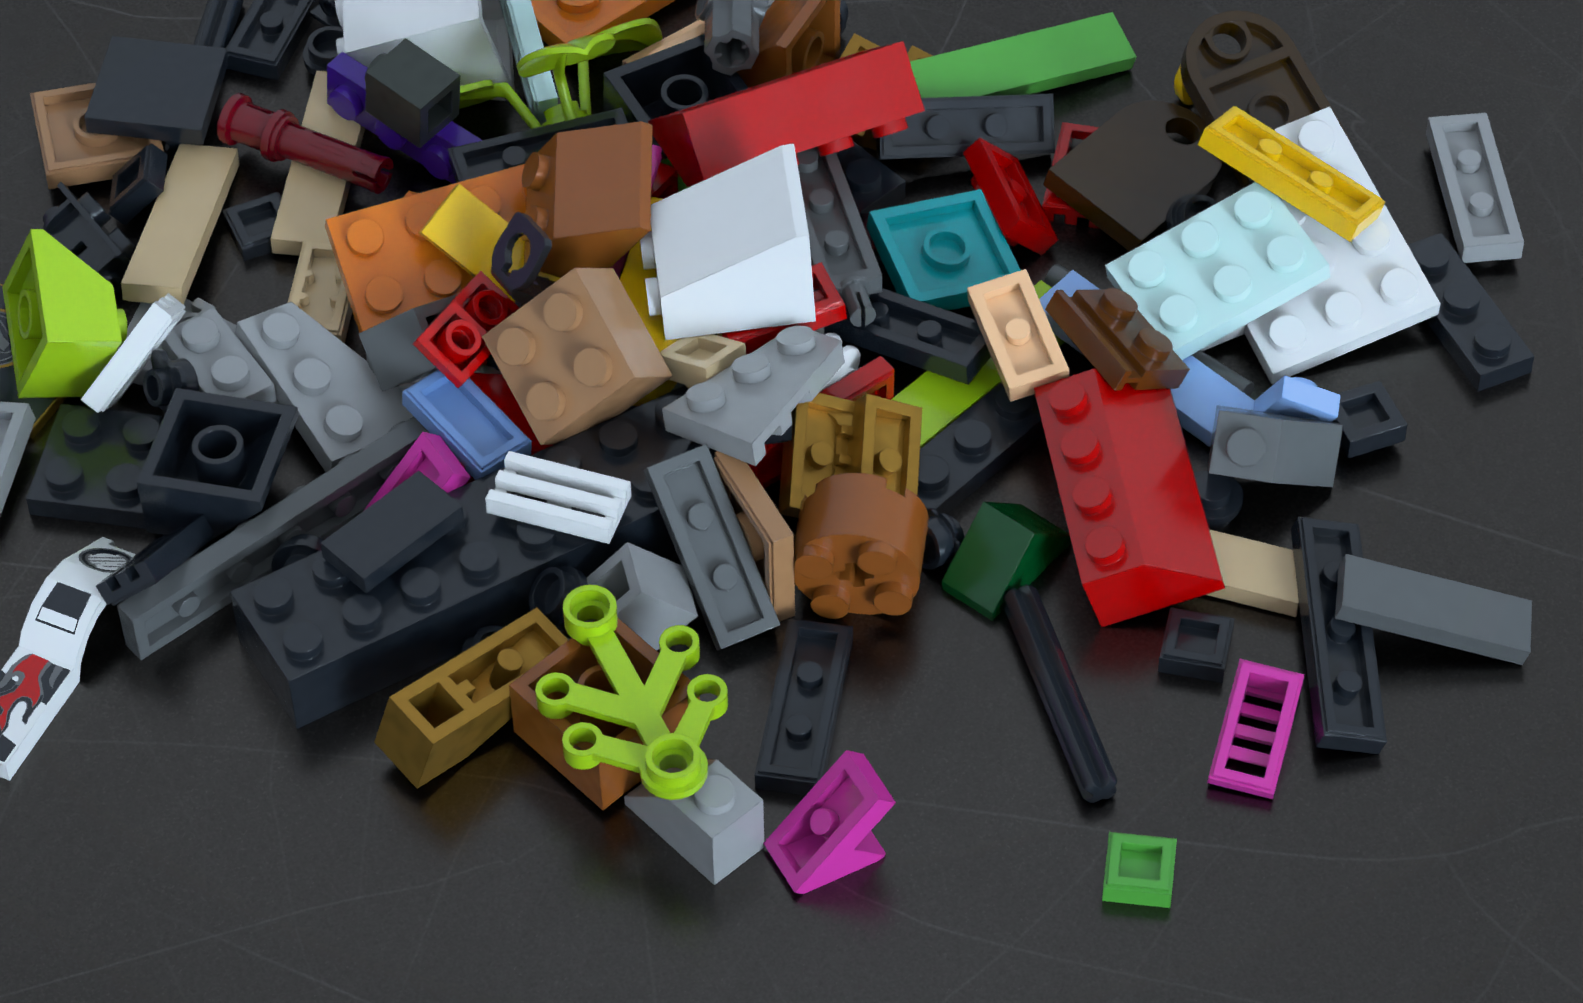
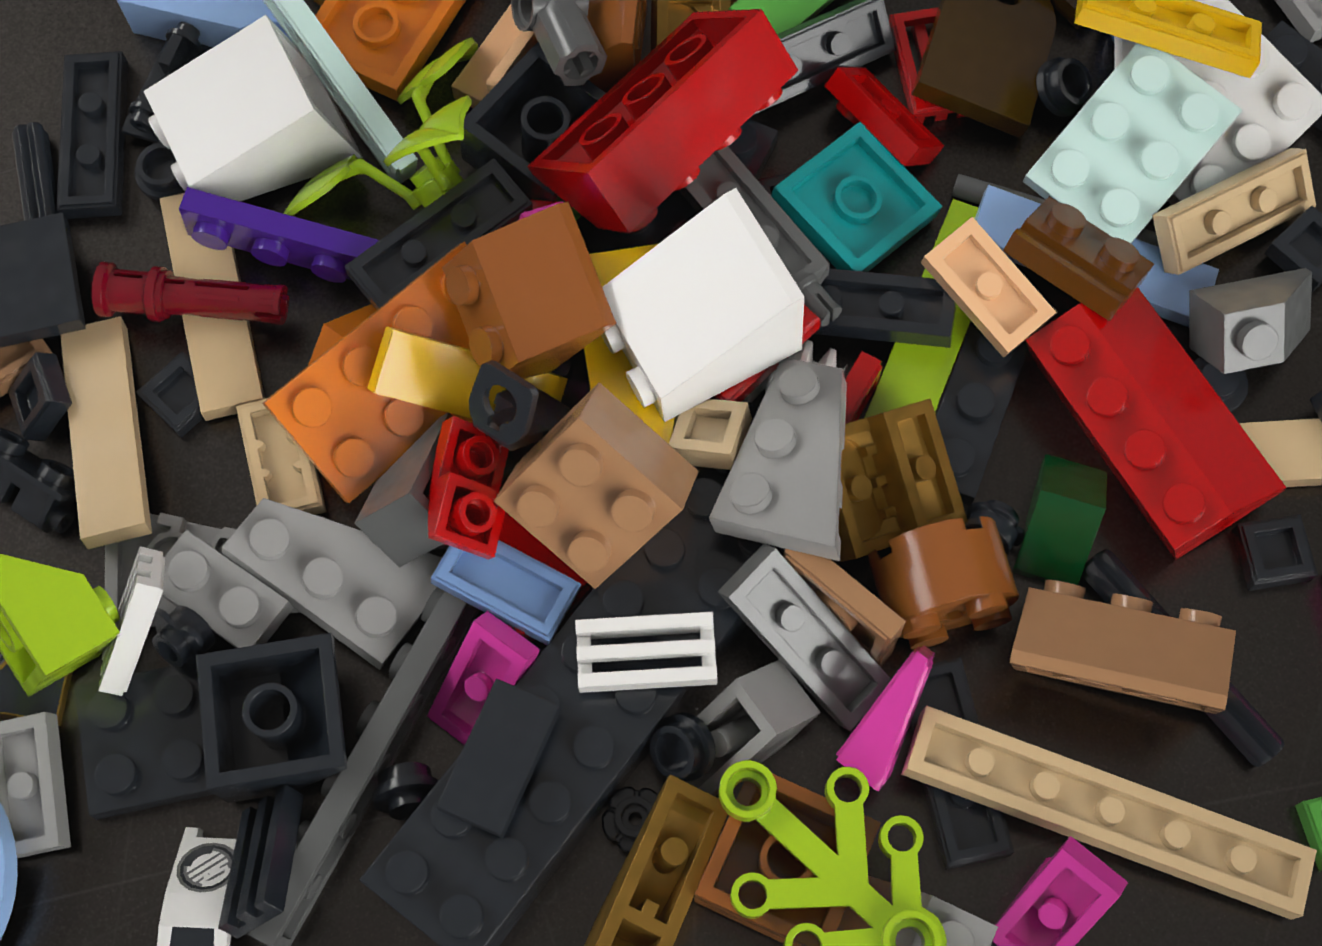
camera: 20 degrees left, 20 degrees up
(412, 92) = (281, 217): pearl dark grey brick -> none
(758, 633) = (881, 732): none -> dark pink slope
(922, 773) = (1110, 813): none -> tan plate
(990, 646) = (1125, 647): none -> medium nougat slope
(1299, 399) = (1256, 259): light blue plate -> none
(1327, 356) = (1234, 211): none -> tan tile

